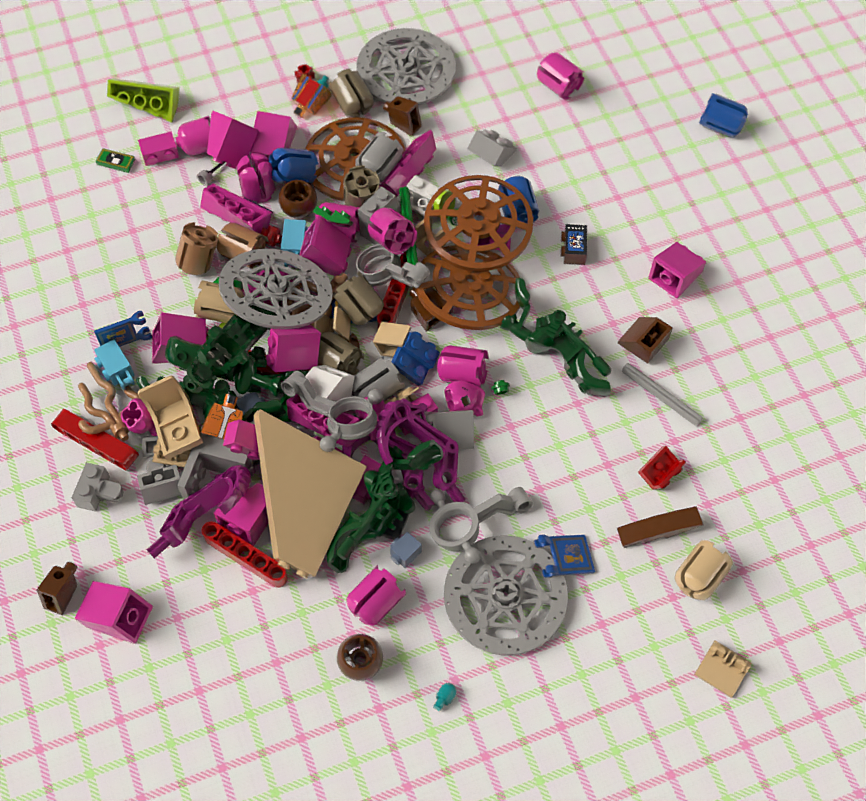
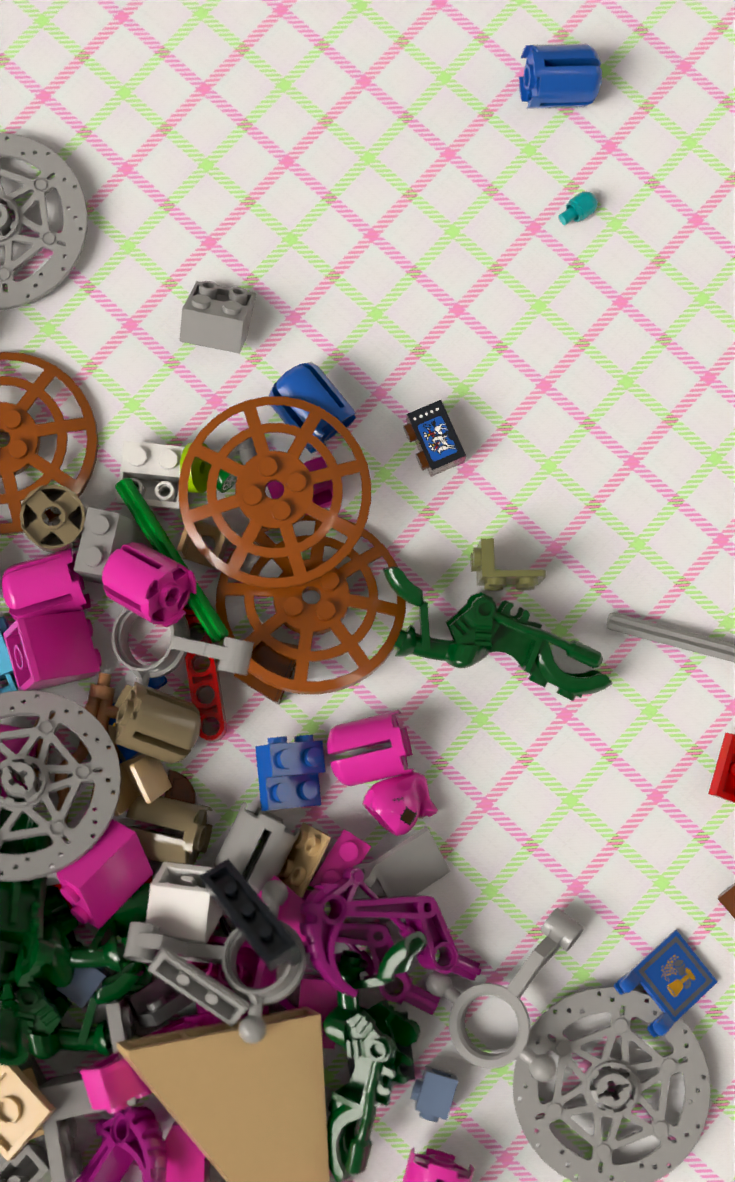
camera: 25 degrees left, 20 degrees up
(220, 416) = (62, 1051): orange torso -> none
(312, 410) = (198, 986): none -> light grey slope
(337, 217) = (53, 599): green slope -> none
(358, 388) = (251, 916): none -> black hinge
(381, 155) = (51, 444): light grey cylinder -> none
(390, 337) = (239, 758): tan piece -> none
(404, 114) = (42, 324): reddish brown torso -> none
(411, 163) = (102, 424): dark pink wedge -> none
(500, 387) = (442, 752): green plate -> none
(560, 75) = (260, 122): dark pink cylinder -> none
(585, 319) = (483, 562): none -> olive bracket
(646, 337) = (618, 557): reddish brown slope -> none
(676, 269) = (613, 407): dark pink slope -> none
(705, 177) = (579, 208): none -> teal cylinder

